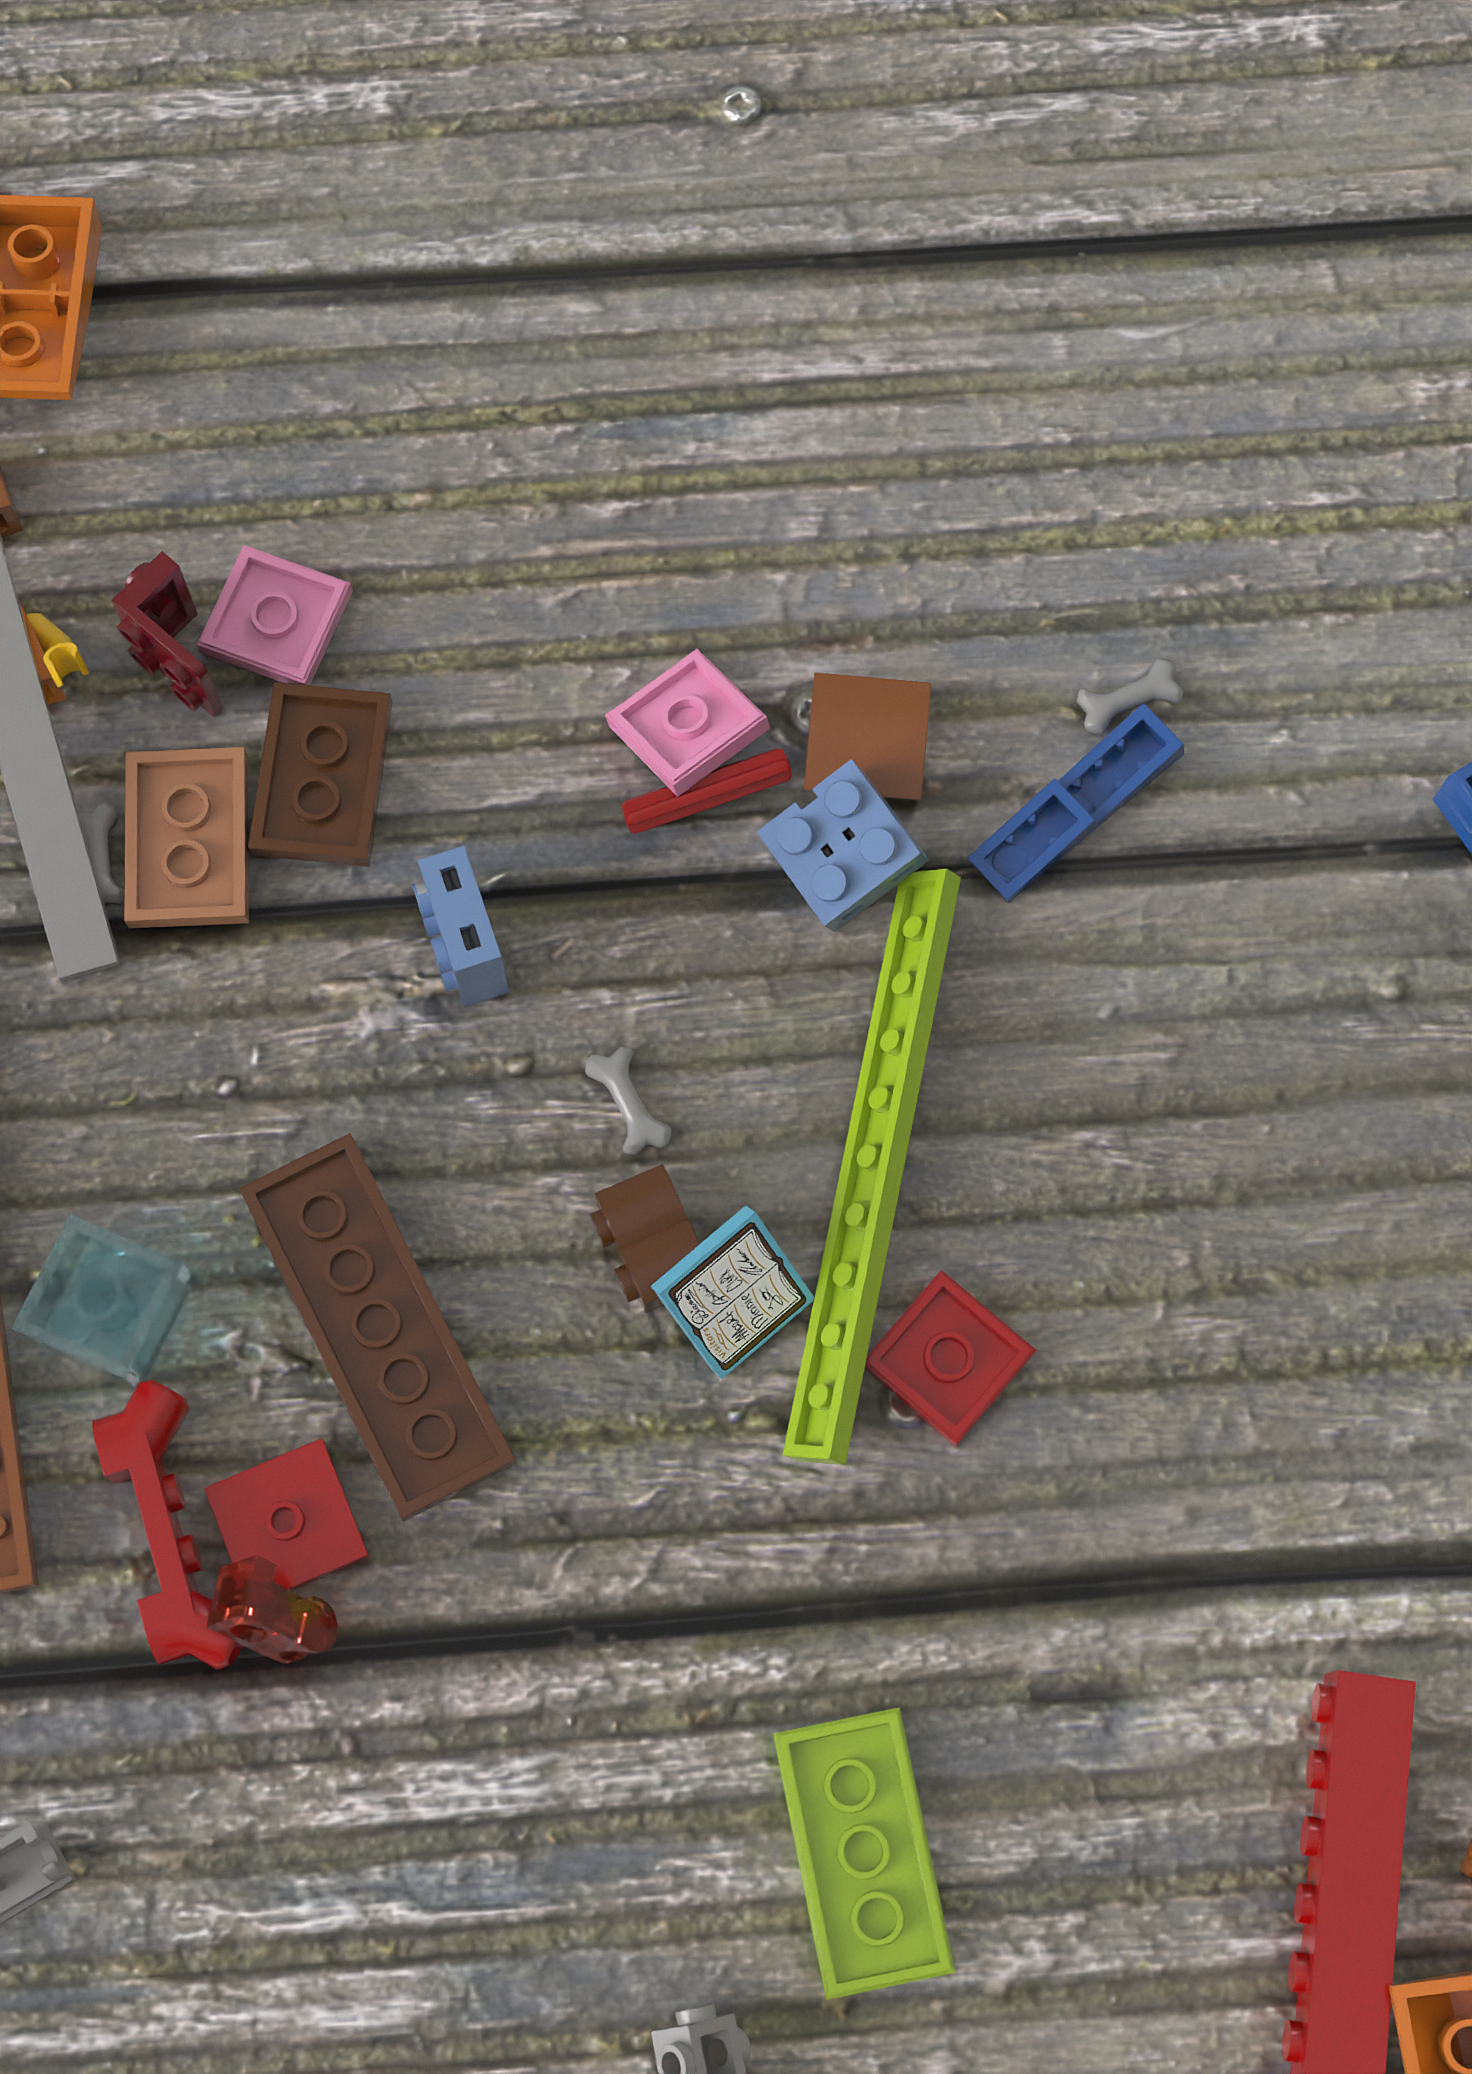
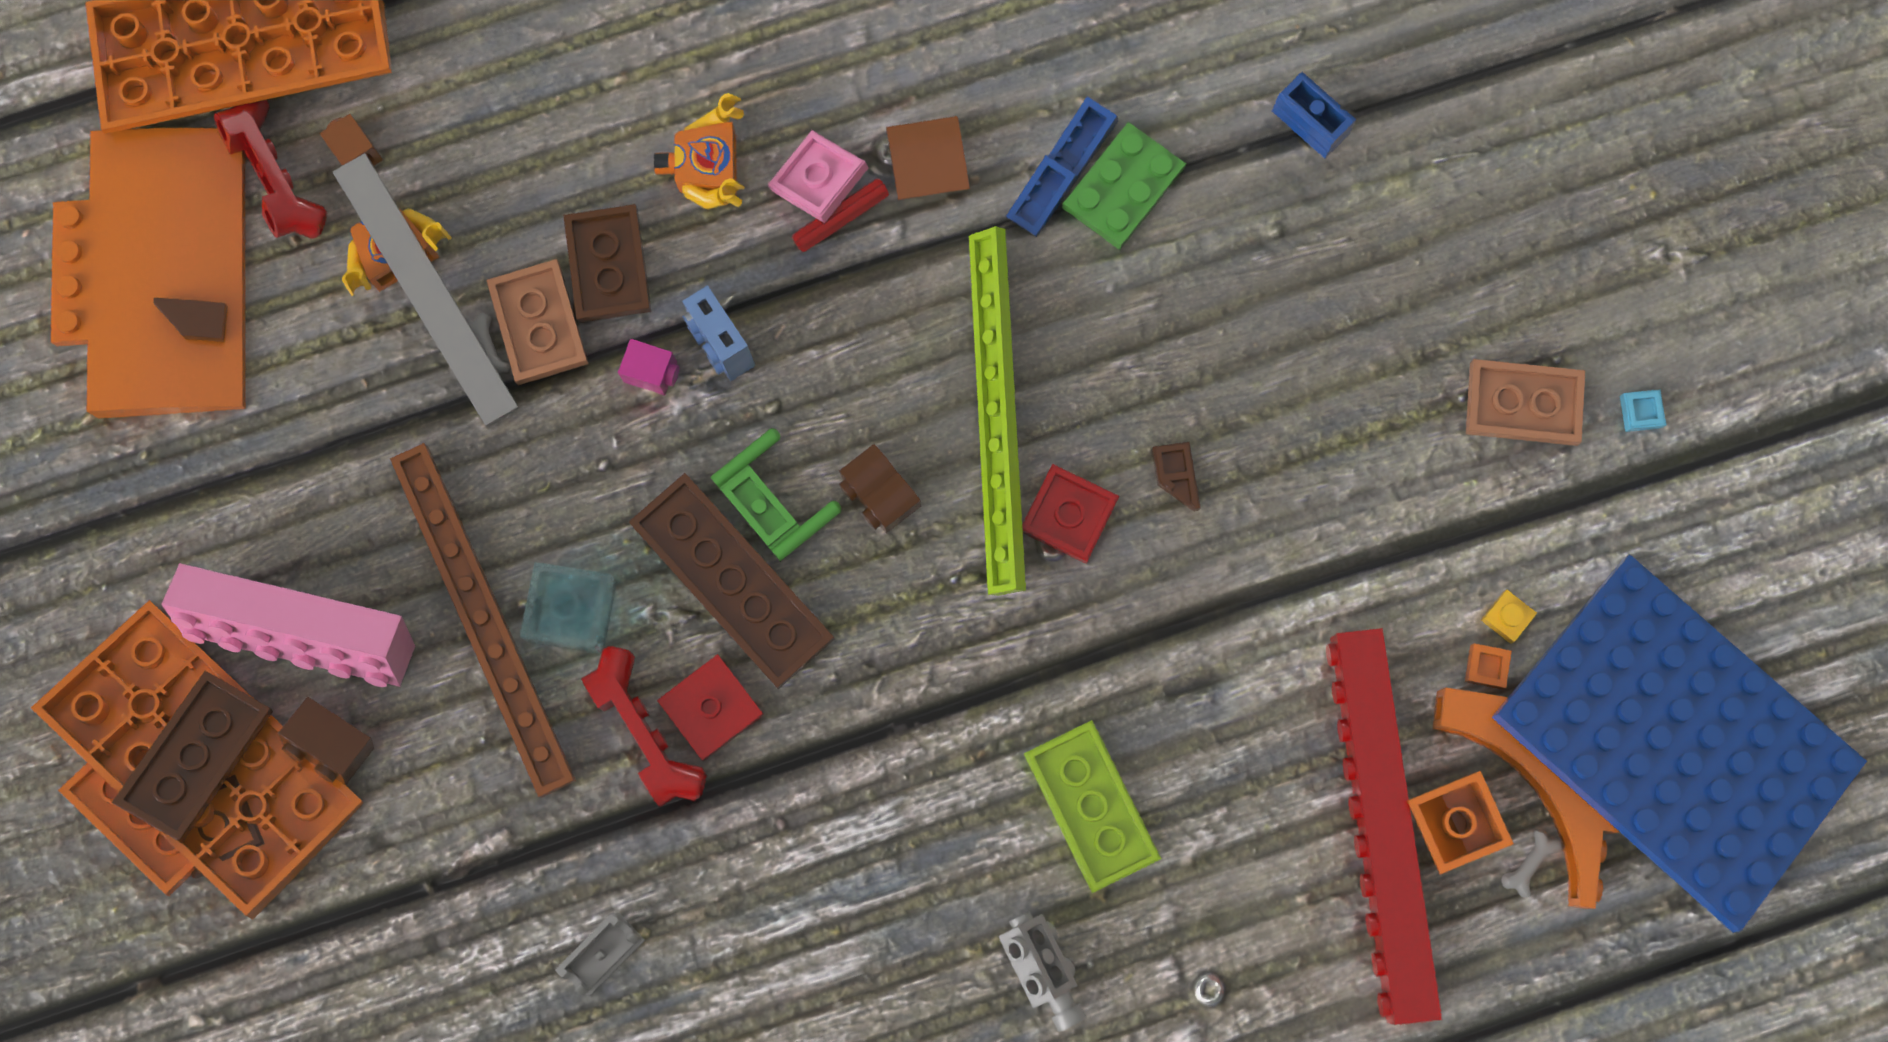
camera: 10 degrees left, 5 degrees up
(151, 613) = (478, 190): dark red bracket -> none
(267, 1615) = (715, 762): clear red leg -> none
(275, 617) = (552, 175): bright pink plate -> none
(340, 952) = (649, 367): none -> dark pink brick
(456, 1218) = (760, 505): none -> bright green plate
(520, 649) = (706, 157): none -> torso
(614, 1074) = (831, 398): light grey piece -> none
(733, 1292) = (935, 507): tile -> none
(838, 870) = (926, 242): medium blue piece -> none
(1104, 707) = (1091, 83): light grey piece -> none
(1138, 1337) = (1176, 473): none -> reddish brown tile
(1167, 857) = (1123, 185): none -> bright green plate

